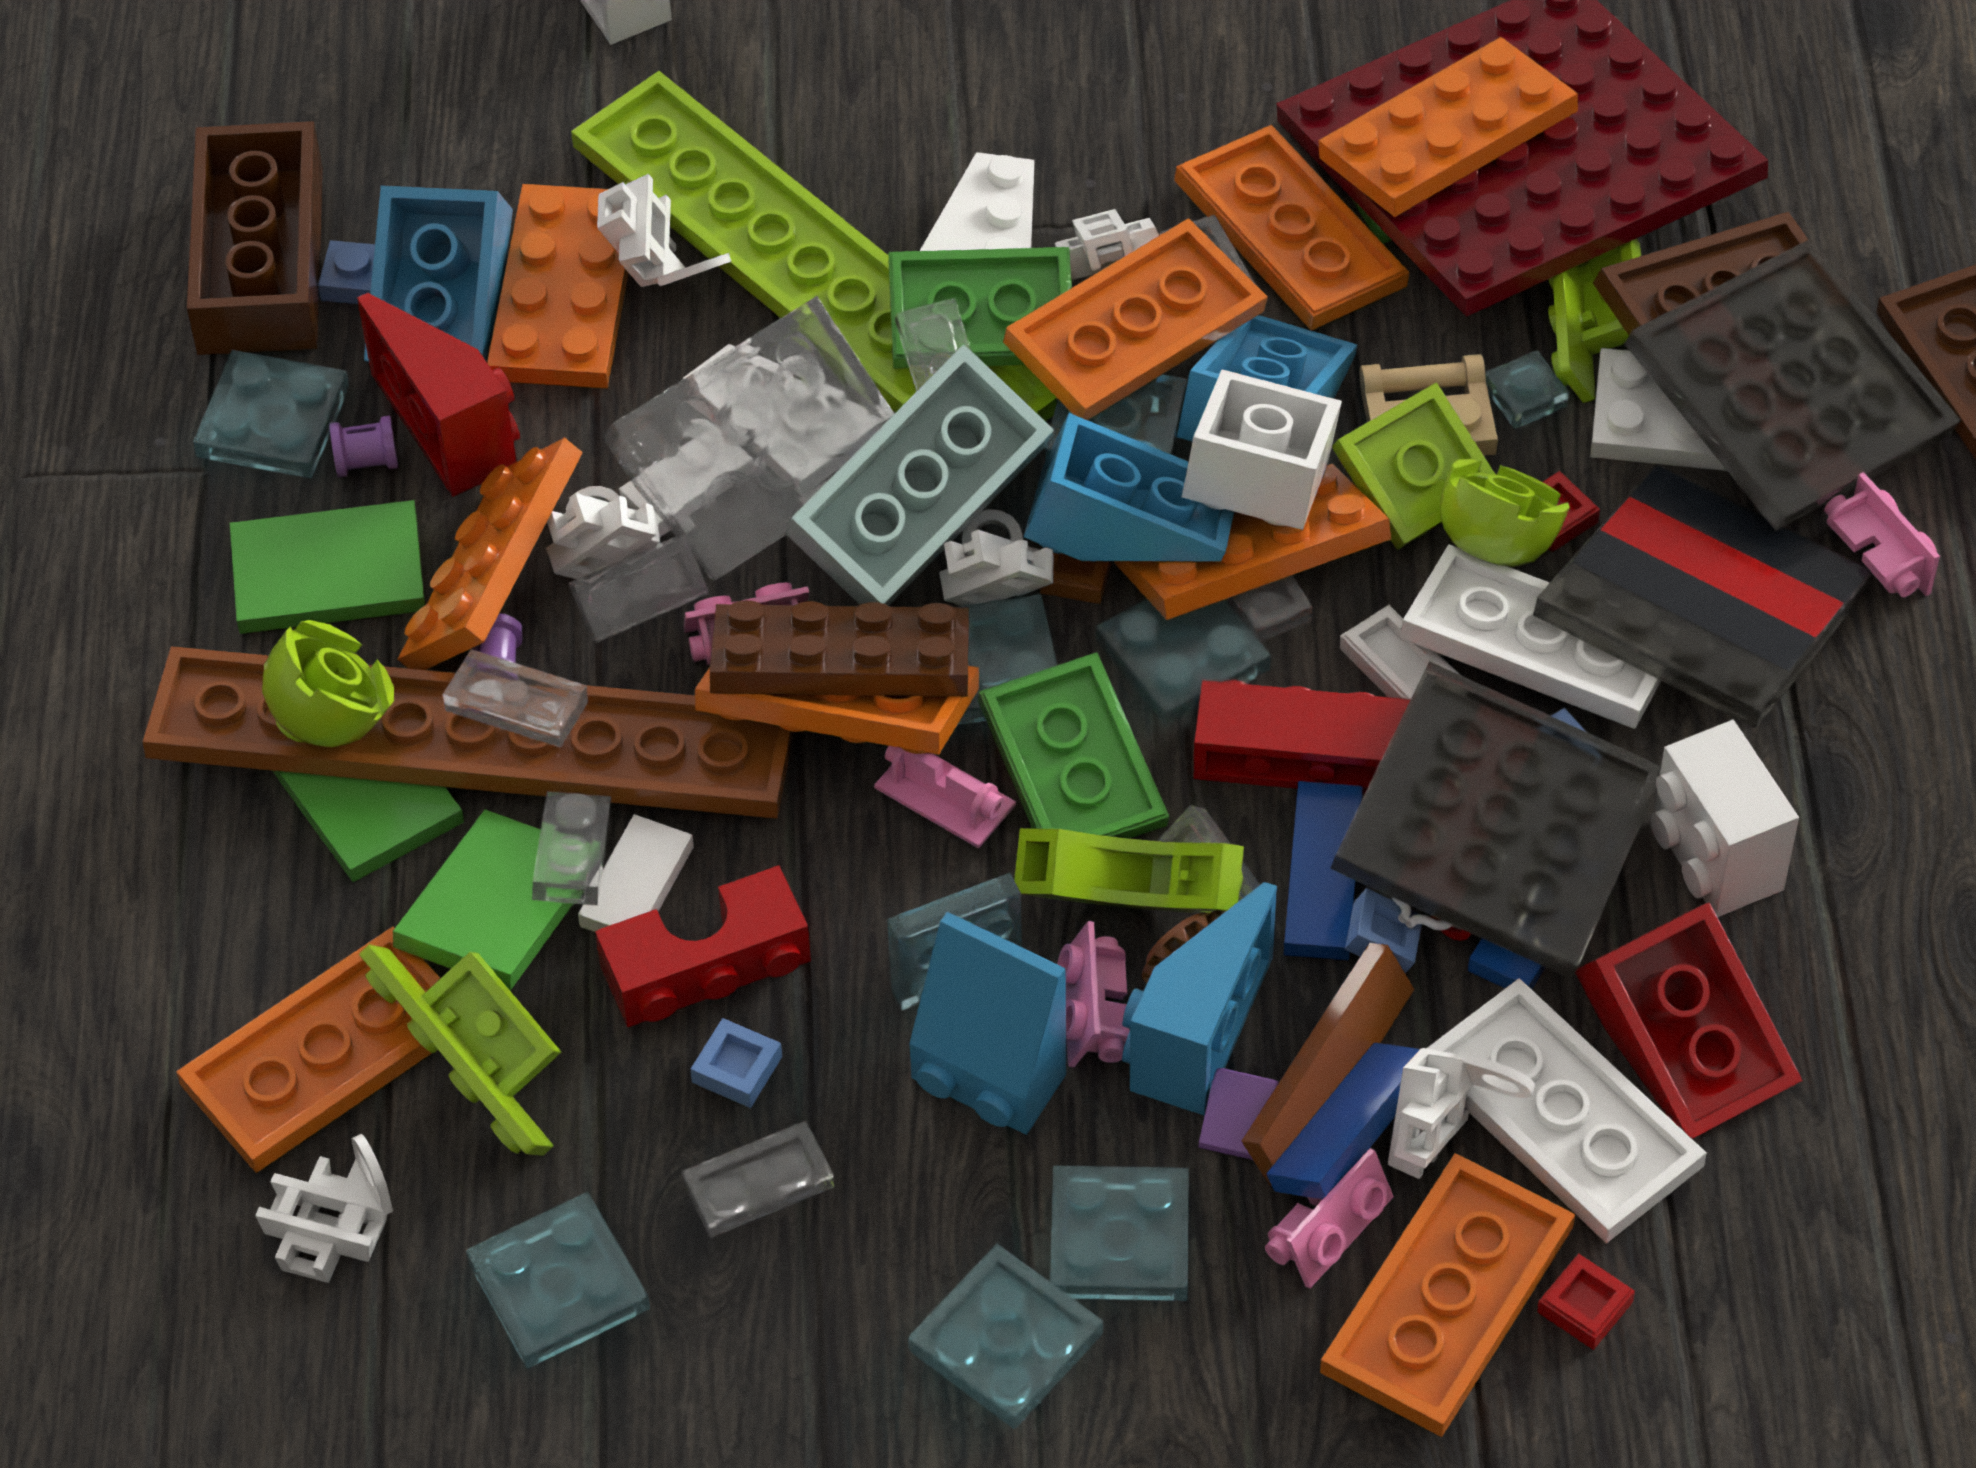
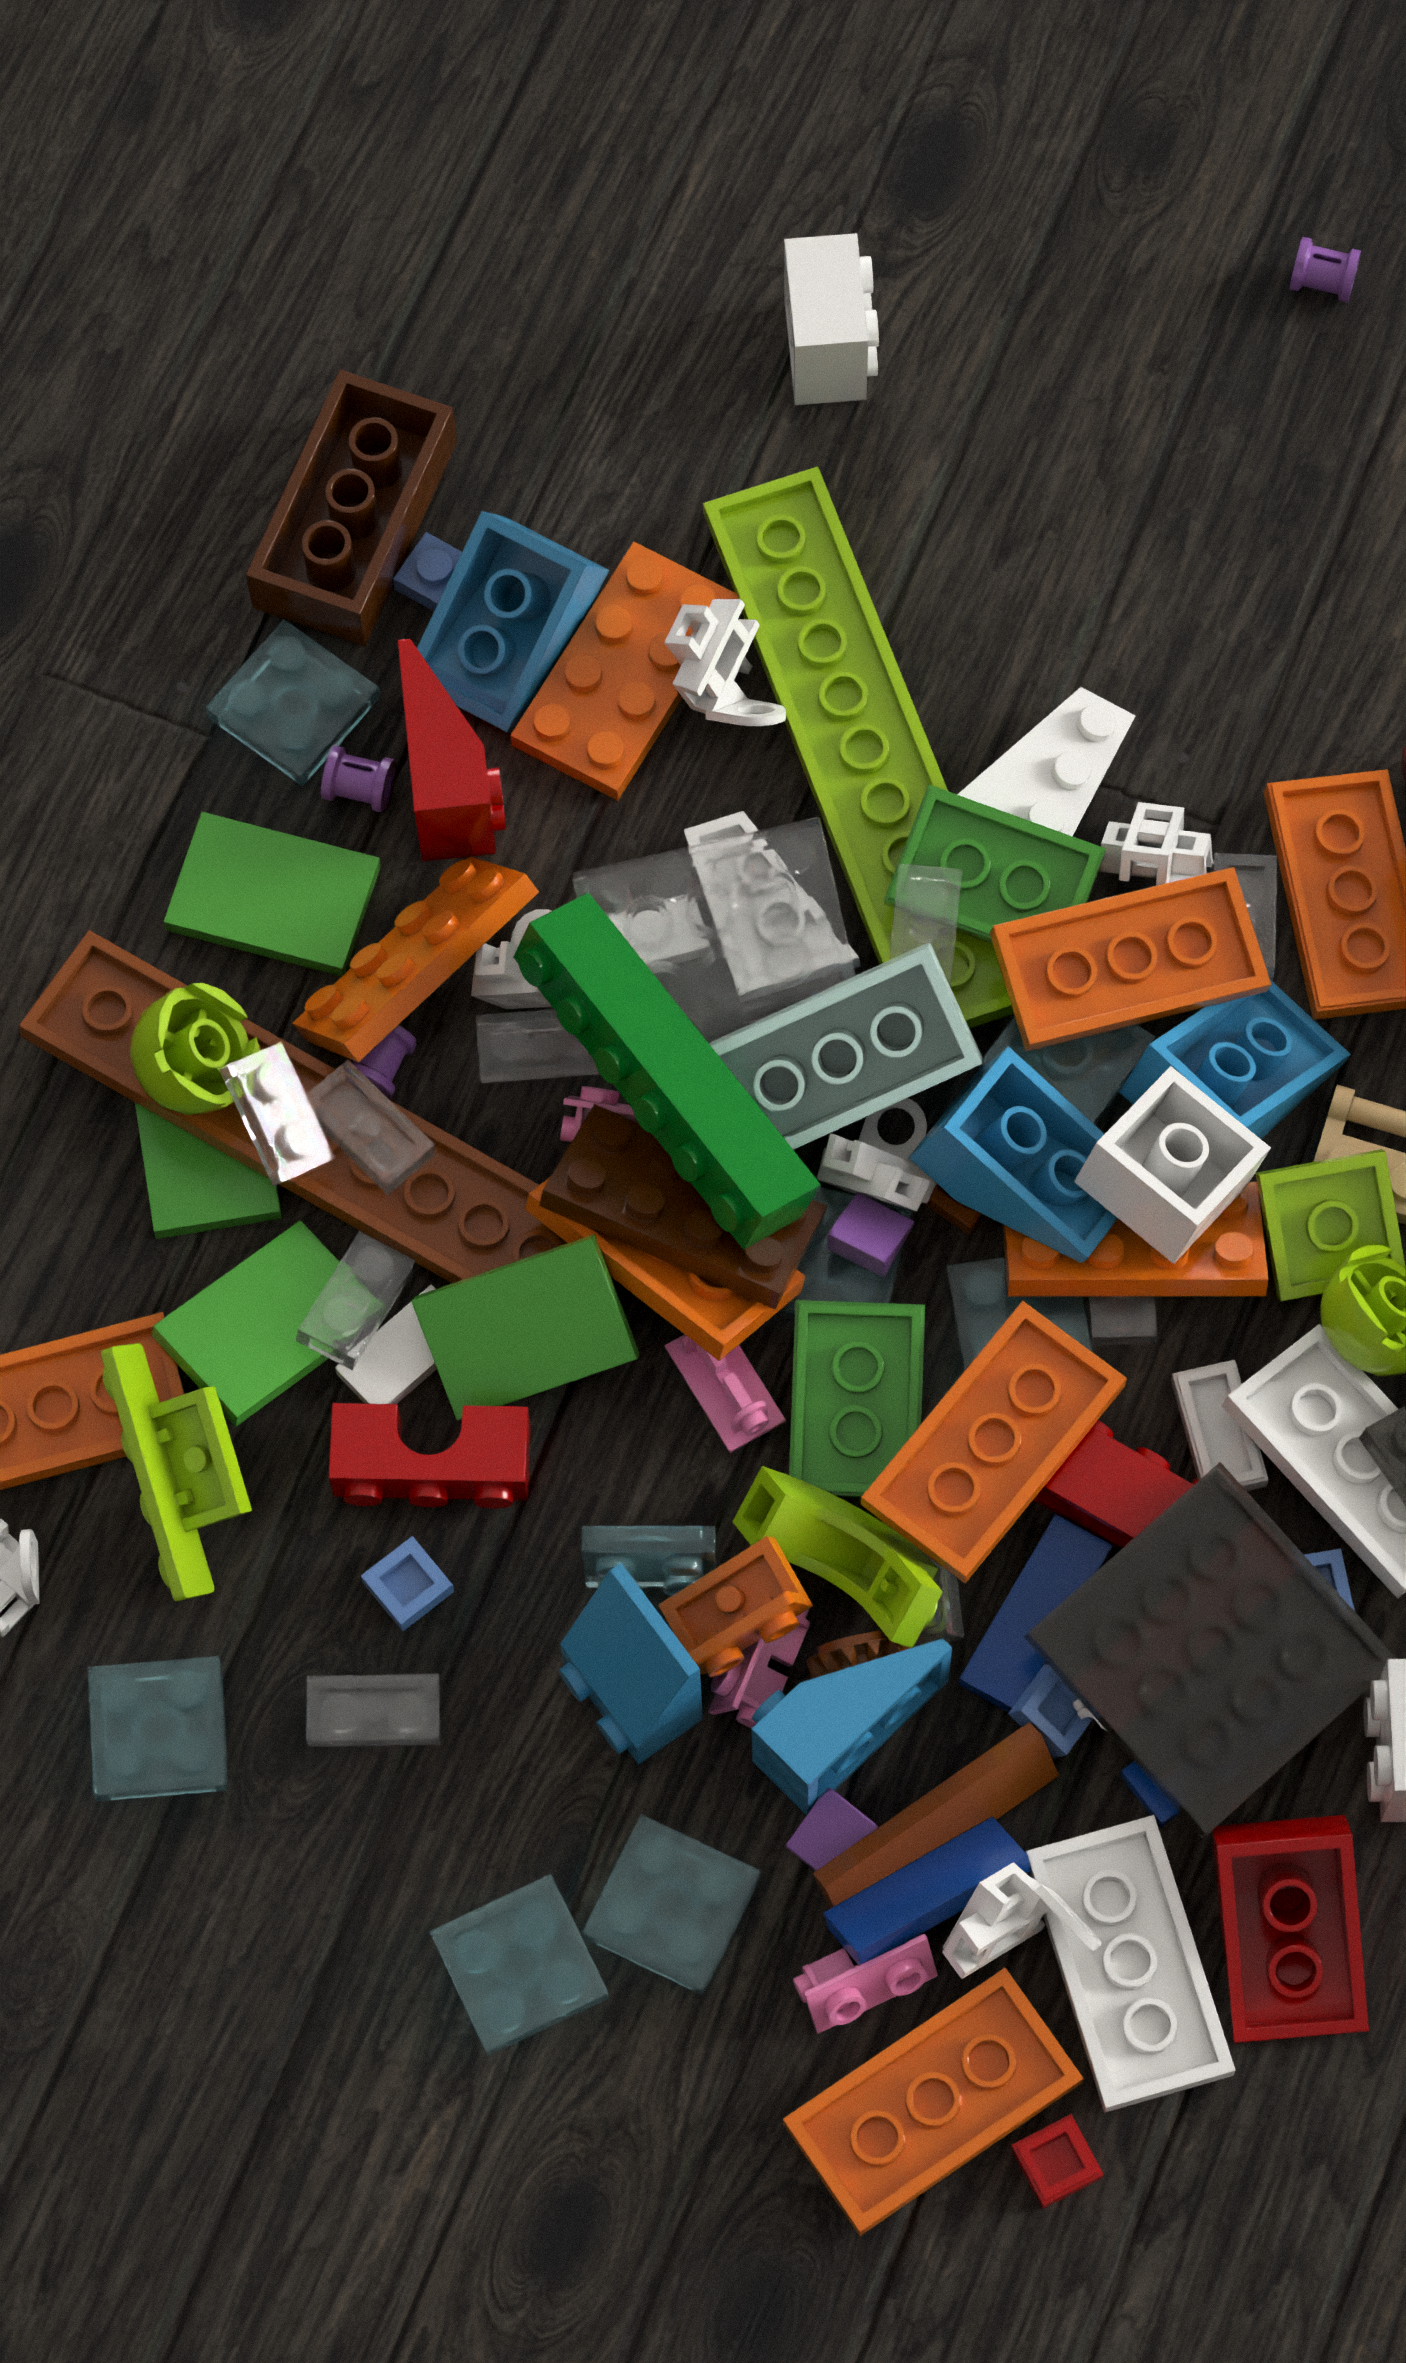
camera: 25 degrees right, 15 degrees up
(428, 709) = (277, 1113): none -> clear plate
(744, 801) = (526, 1326): none -> bright green tile
(776, 533) = (665, 1071): none -> green brick
(1017, 621) = (869, 1234): none -> medium lavender slope
(1072, 929) = (737, 1606): none -> orange bracket
(1219, 725) = (993, 1441): none -> orange plate

